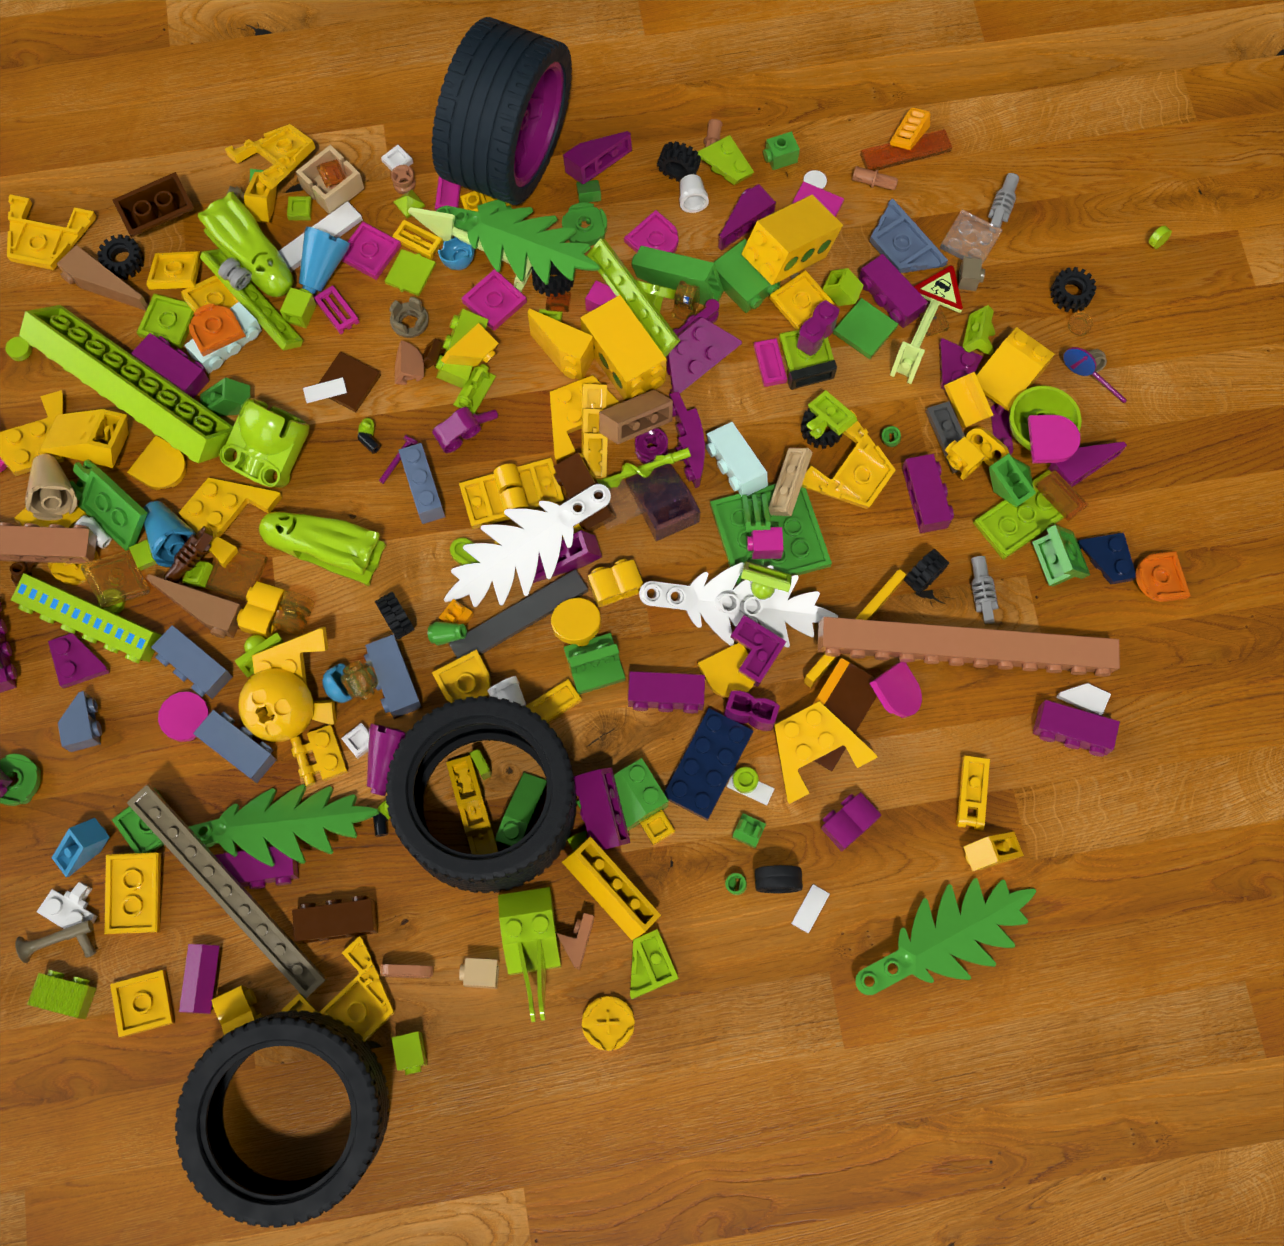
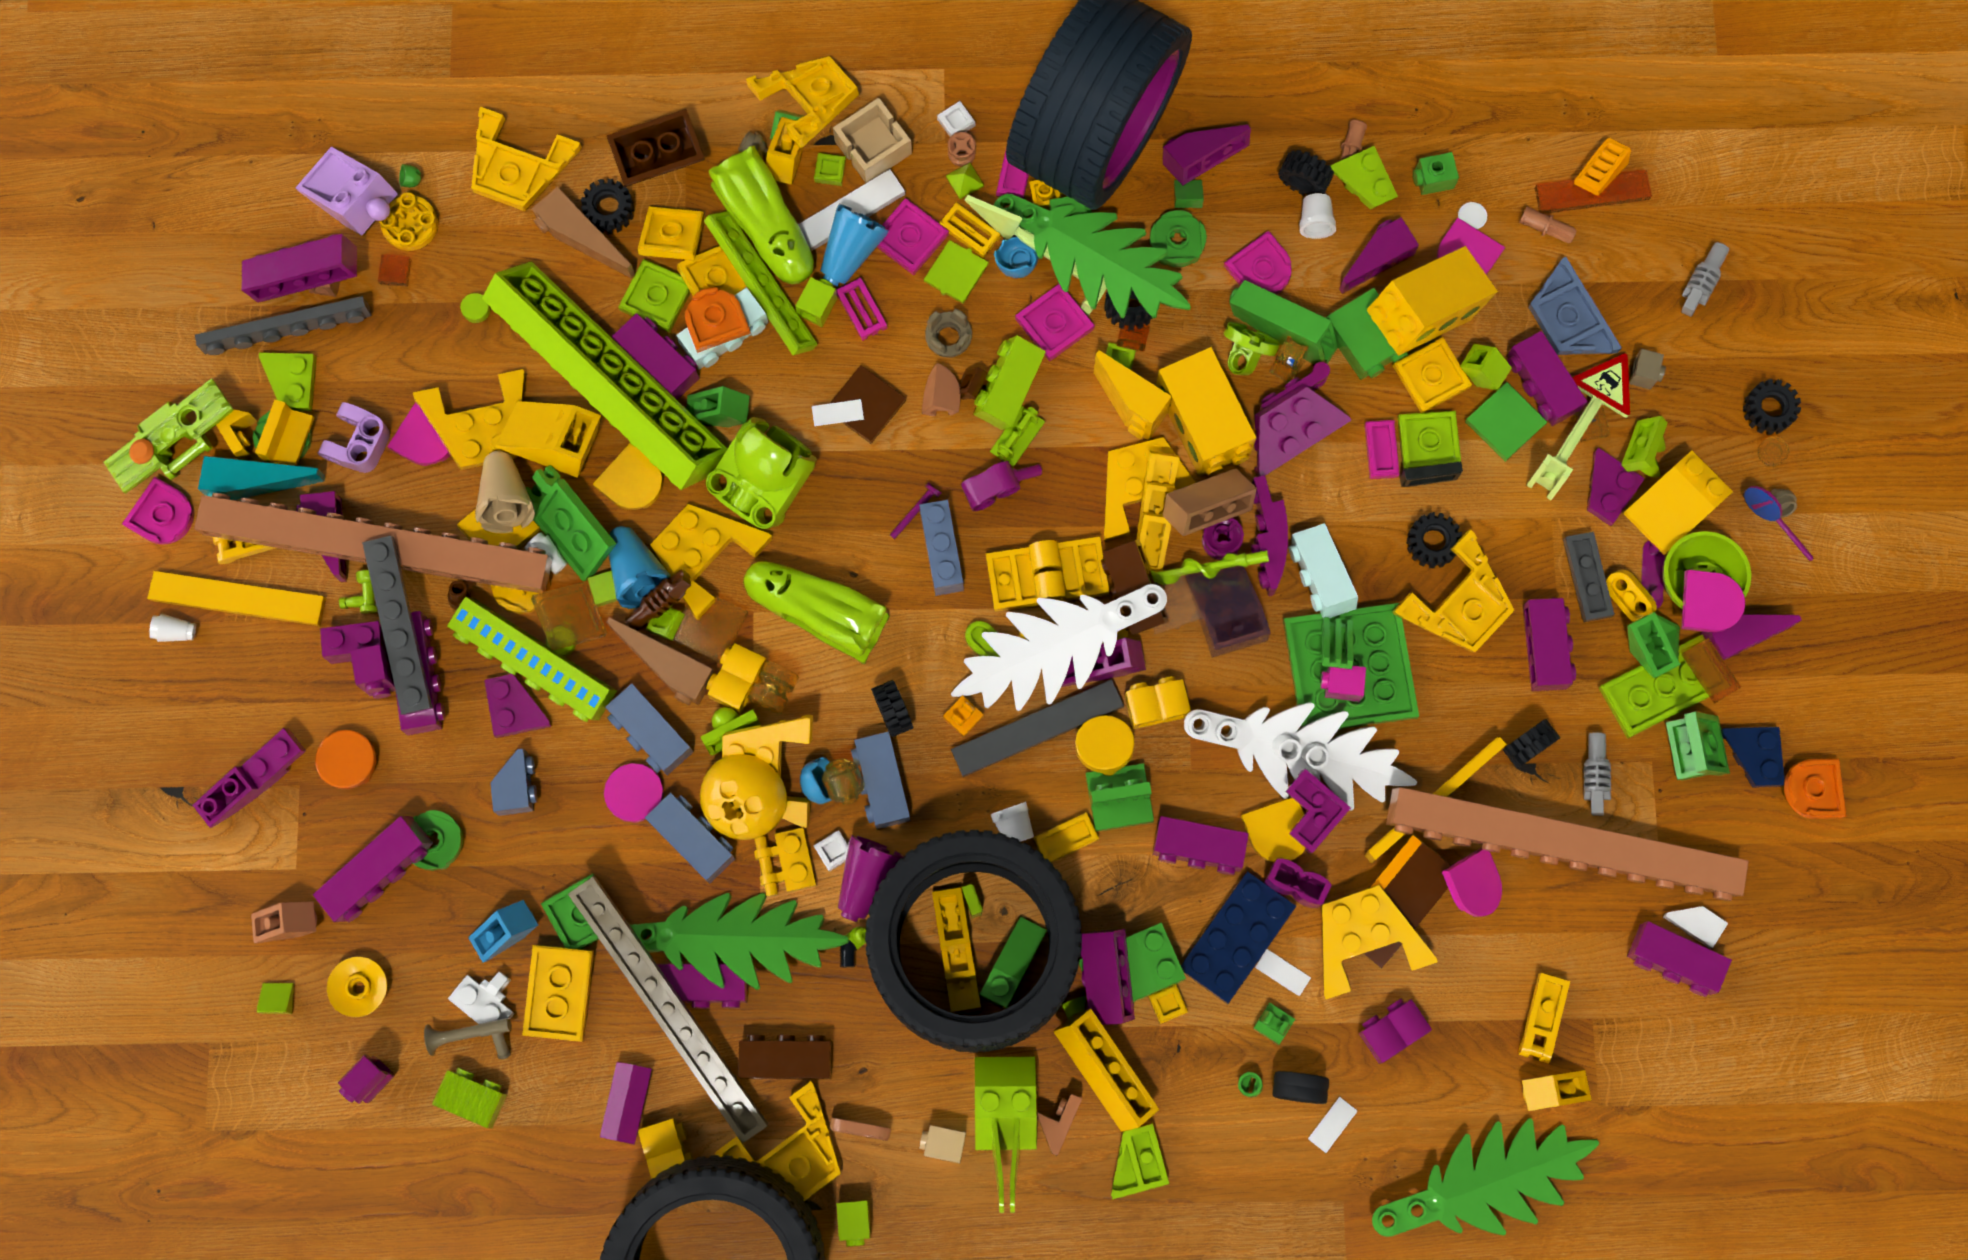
camera: 10 degrees right, 5 degrees up
(142, 1003) = (557, 1120): yellow tile -> none
(233, 272) = (746, 252): light grey wheel -> none
(331, 173) = (876, 136): clear orange tile -> none
(365, 435) = (880, 476): arm -> none
(445, 632) = (949, 736): bright green cone -> none
(464, 678) = (964, 797): yellow tile -> none
(472, 348) = (1023, 389): yellow slope -> none
(598, 295) = (1187, 340): dark pink brick -> none
(608, 1023) = (1081, 1222): yellow tile -> none
(624, 284) = (1221, 337): lime tile -> none
(745, 780) = (1278, 963): lime tile -> none
(765, 580) = (1337, 729): lime tile -> none
(790, 481) = (1383, 609): tan tile -> none
(817, 328) = (1445, 418): magenta brick -> none
(829, 413) = (1444, 532): lime plate -> none
(886, 437) = (1509, 566): bright green hinge -> none
(964, 457) = (1599, 607): yellow brick -> none
(968, 400) = (1617, 534): yellow panel -> none
(970, 237) = (1655, 321): clear plate -> none
(1160, 236) = (1893, 352): lime tile -> none

